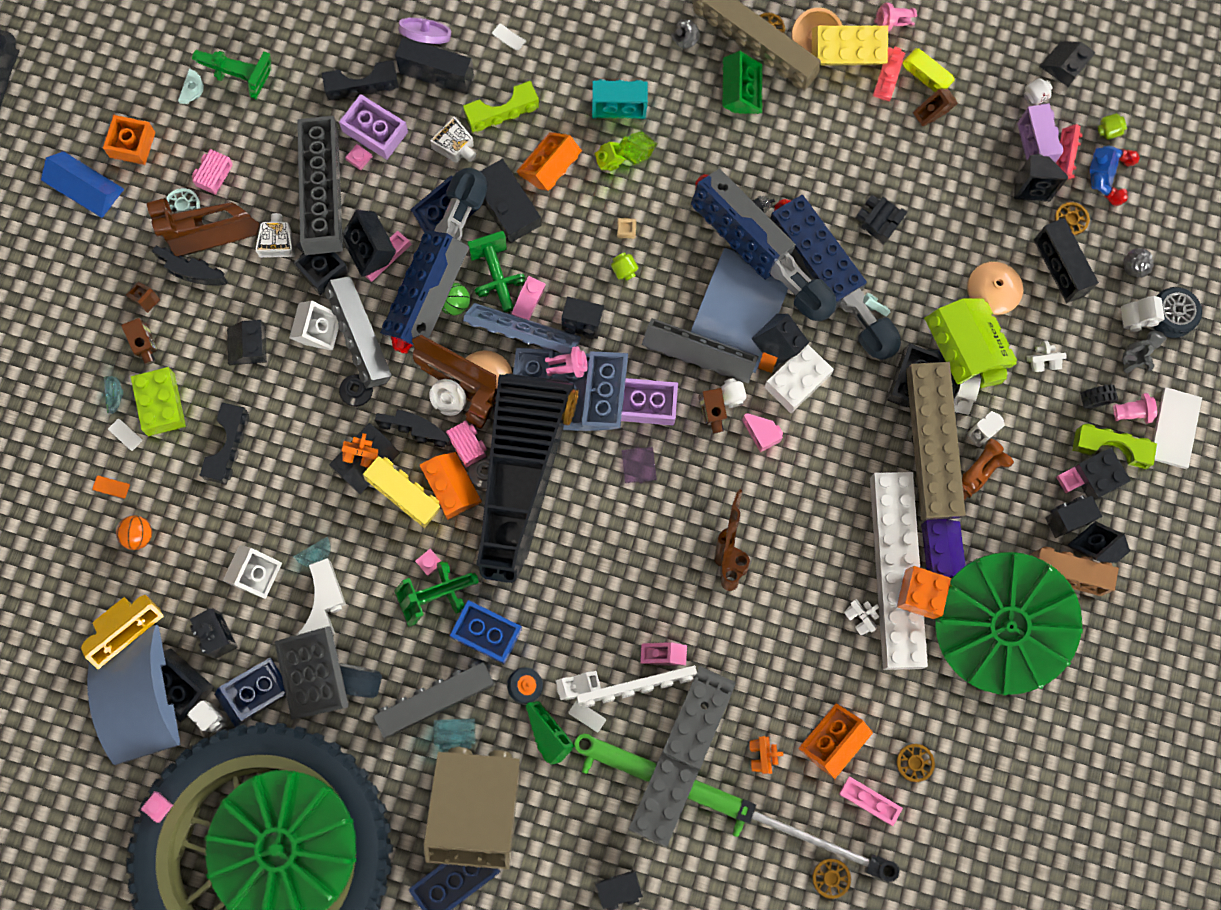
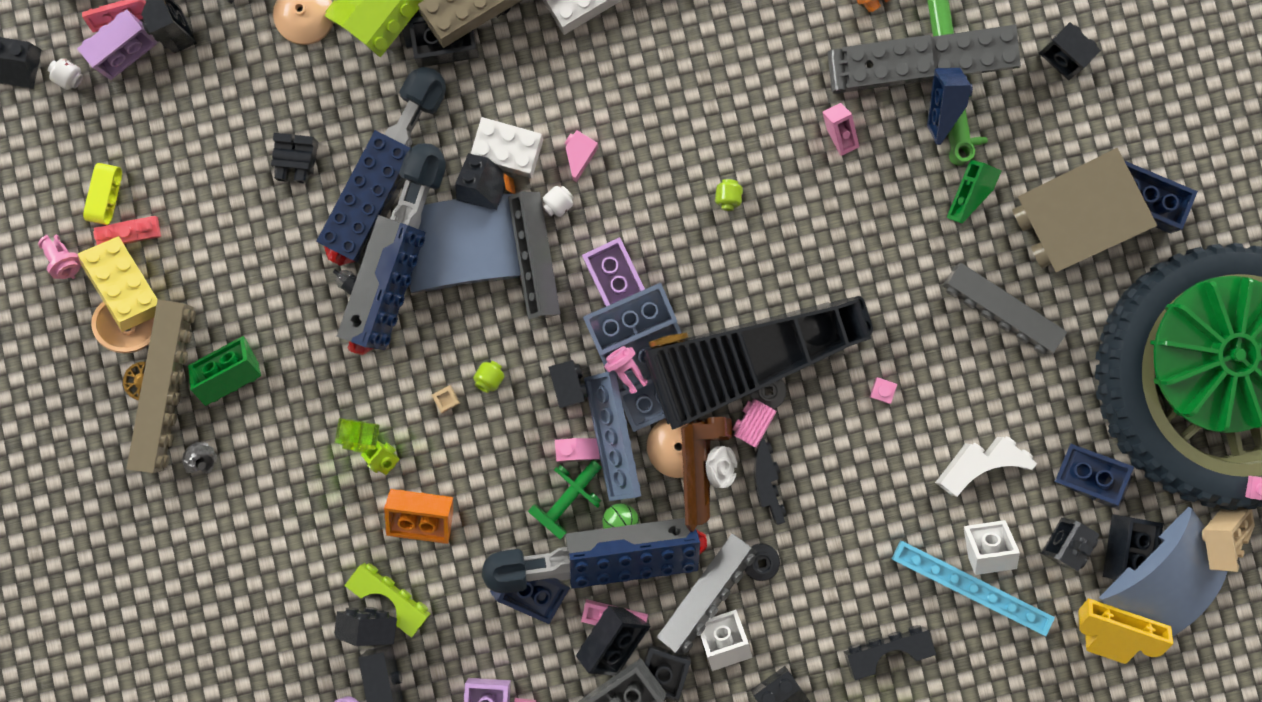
camera: 115 degrees left, 10 degrees up
(134, 532) = (1024, 680): orange piece -> none
(136, 762) = (1226, 537): none -> tan wedge
(208, 717) = (1145, 499): white brick -> none
(229, 539) = (973, 588): none -> medium azure plate
(311, 673) = (1056, 428): dark grey plate -> none
(314, 553) = (939, 499): clear light blue plate -> none
(351, 449) = (828, 515): orange hips -> none
(353, 472) = (825, 510): black slope -> none
(360, 680) = (1036, 388): black wheel -> none
(401, 491) = (840, 451): light yellow brick -> none
(411, 600) = (932, 379): green piece -> none
(450, 484) = (801, 414): orange slope -> none
(454, 142) = (454, 623): white torso -> none
(454, 732) = (1021, 273): clear light blue brick -> none
(486, 632) = (919, 297): blue brick -> none
(490, 77) = (365, 627): none -> black hinge
(508, 37) = (304, 640): white sticker -> none
(509, 202) = (486, 530): black brick -> none
(524, 685) = (943, 235): black wheel -> none
(570, 687) = (915, 188): white brick -> none
(587, 716) = (933, 167): white sticker -> none
(619, 99) = (312, 482): teal brick -> none
(636, 748) = (948, 101): none -> dark blue slope
(639, 465) = (677, 252): clear purple piece -> none
(645, 685) = (887, 135): white plate -> none
(661, 529) = (728, 194): none -> lime head
(710, 401) = (584, 210): reddish brown torso -> none
(727, 555) = (727, 115): reddish brown panel -> none
(872, 304) = (390, 117): light aqua plate -> none
(935, 107) = (140, 166): reddish brown slope -> none

